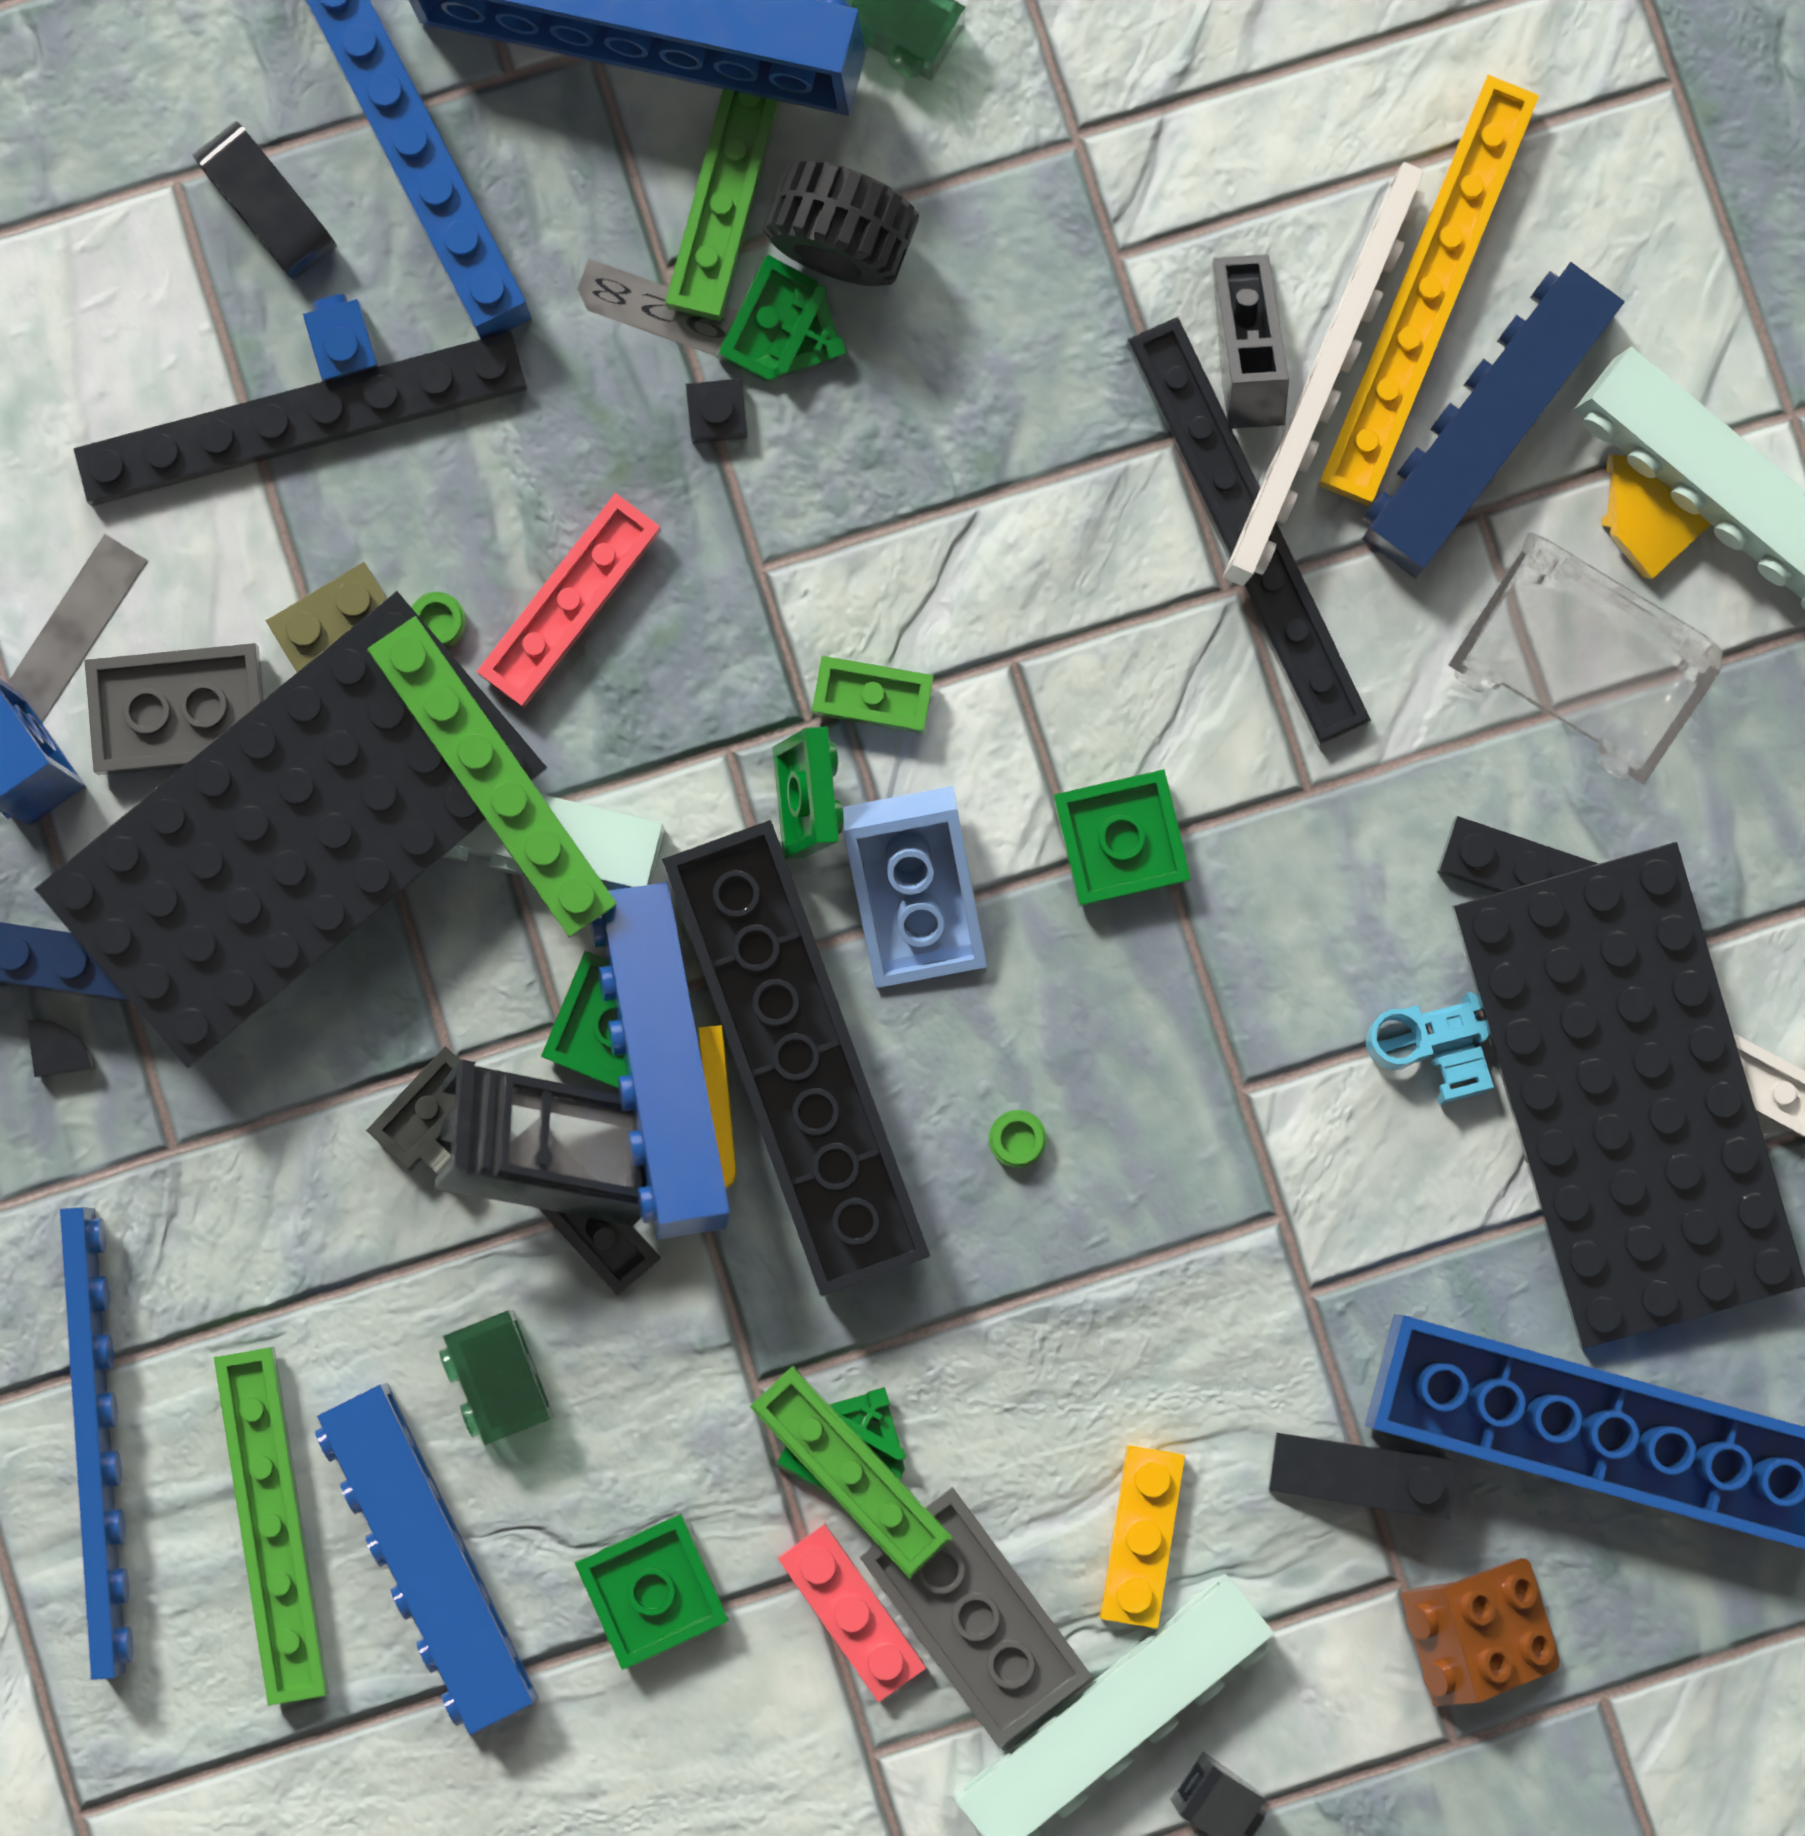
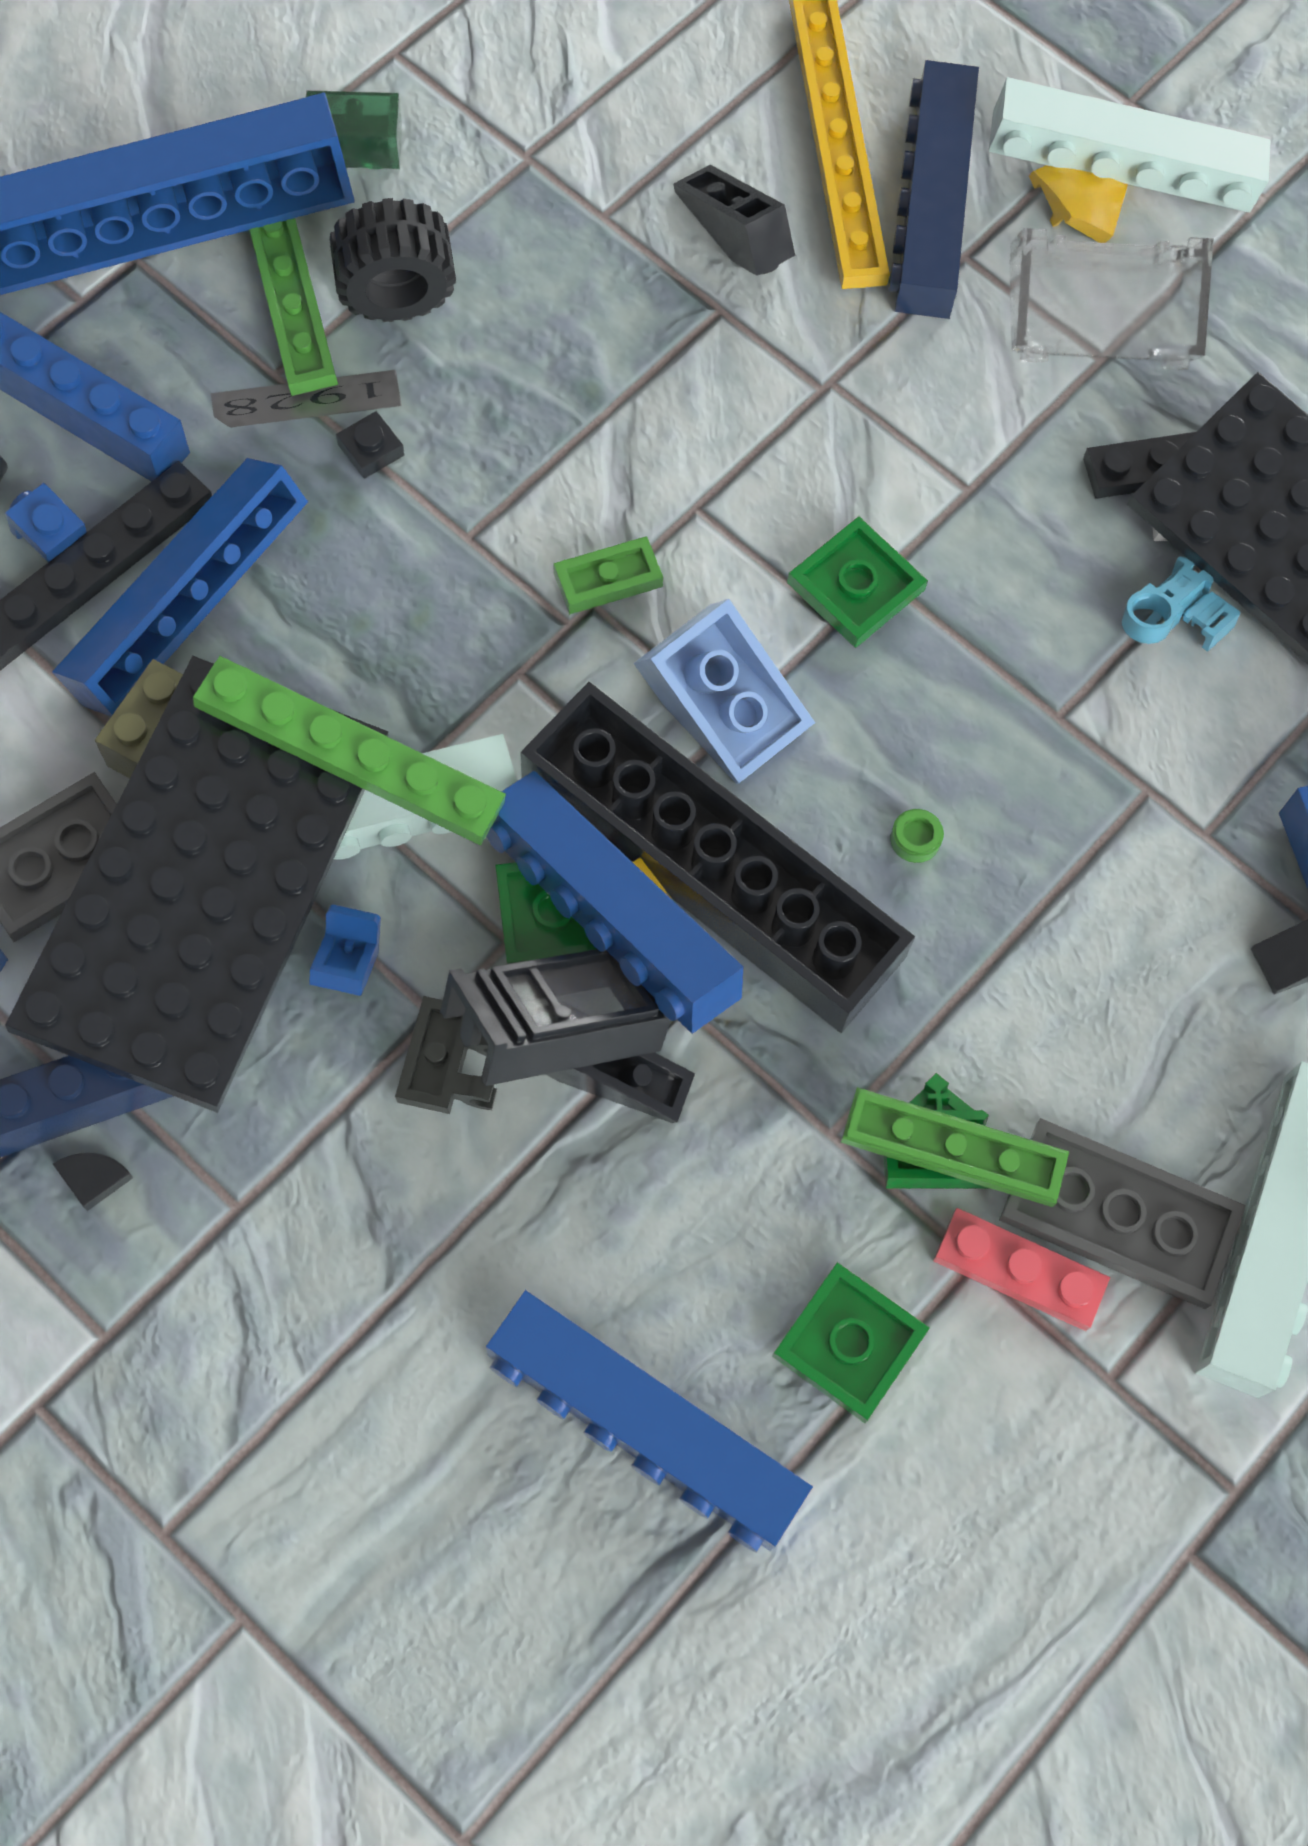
camera: 30 degrees left, 15 degrees down
(97, 1465) = (315, 1505): blue plate -> none
(271, 1526) = (497, 1474): bright green plate -> none
(397, 961) = (346, 950): none -> blue bracket
(438, 484) = (181, 584): none -> blue brick
(496, 1377) = (618, 1237): clear green brick -> none
(569, 600) = (334, 617): coral plate -> none
(781, 324) = (385, 366): green slope -> none
(805, 792) = (602, 649): green plate -> none
(1142, 1536) = (1206, 1080): yellow plate -> none
(1227, 494) = (814, 342): black tile -> none
(1317, 397) = (806, 223): white plate -> none

